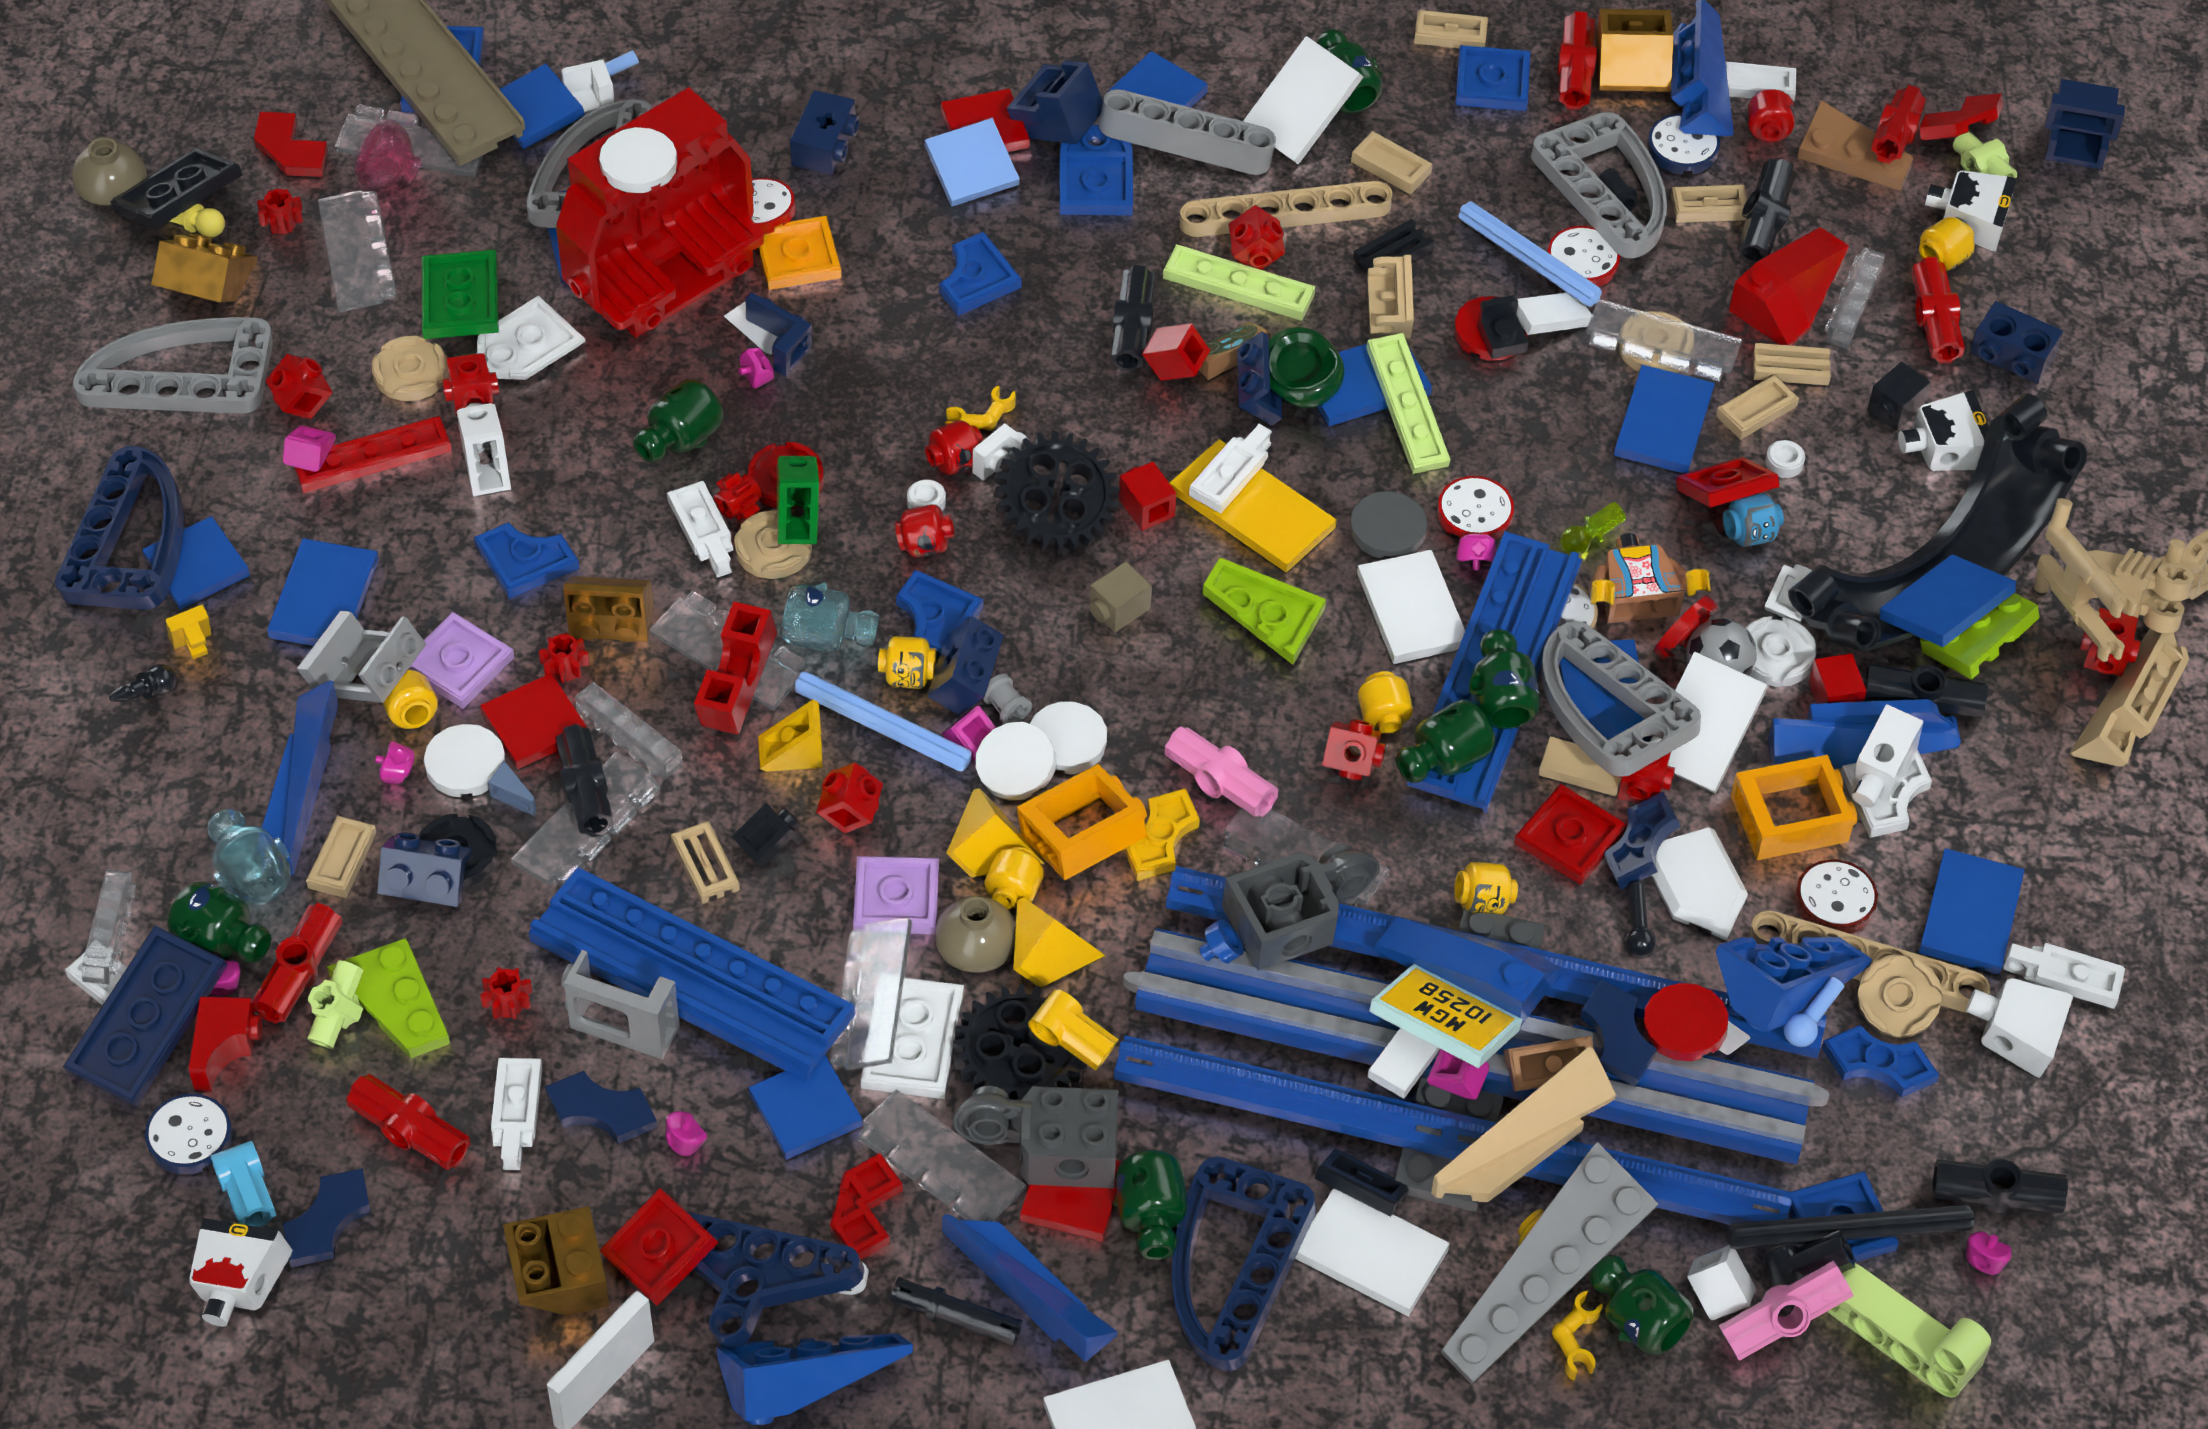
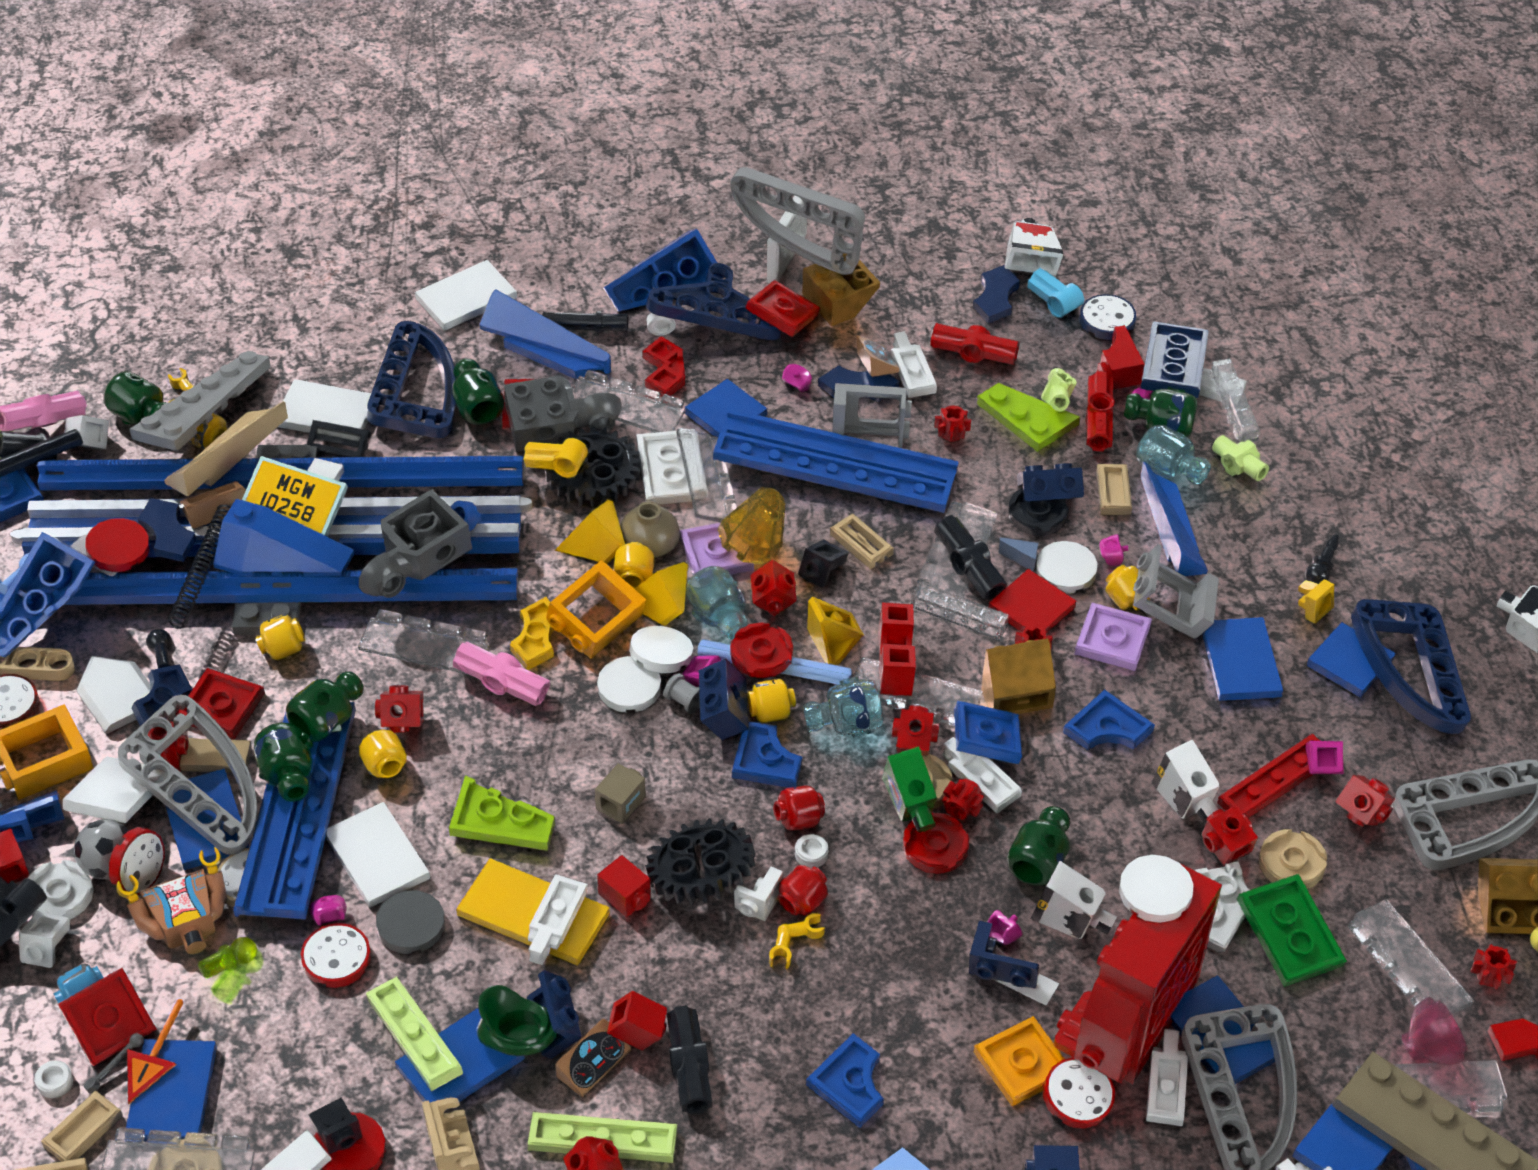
camera: 165 degrees right, 5 degrees down
(154, 848) = (1240, 458): none -> yellowish green axle
(559, 1126) = (875, 357): none -> medium nougat slope
(631, 1275) = (746, 195): none -> light grey beam
(675, 559) = (987, 732): none -> blue tile
(679, 351) = (1072, 904): none -> white torso
(757, 575) = (918, 718): none -> red brick
(844, 875) = (755, 527): none -> clear yellow cone
(896, 719) = (761, 650): none -> red tile
(926, 793) = (717, 600): none -> clear light blue piece
(1573, 954) = (192, 570): none -> black piece
(1689, 430) = (148, 1069): none -> piece
(1744, 444) = (93, 1084): none -> dark grey hinge

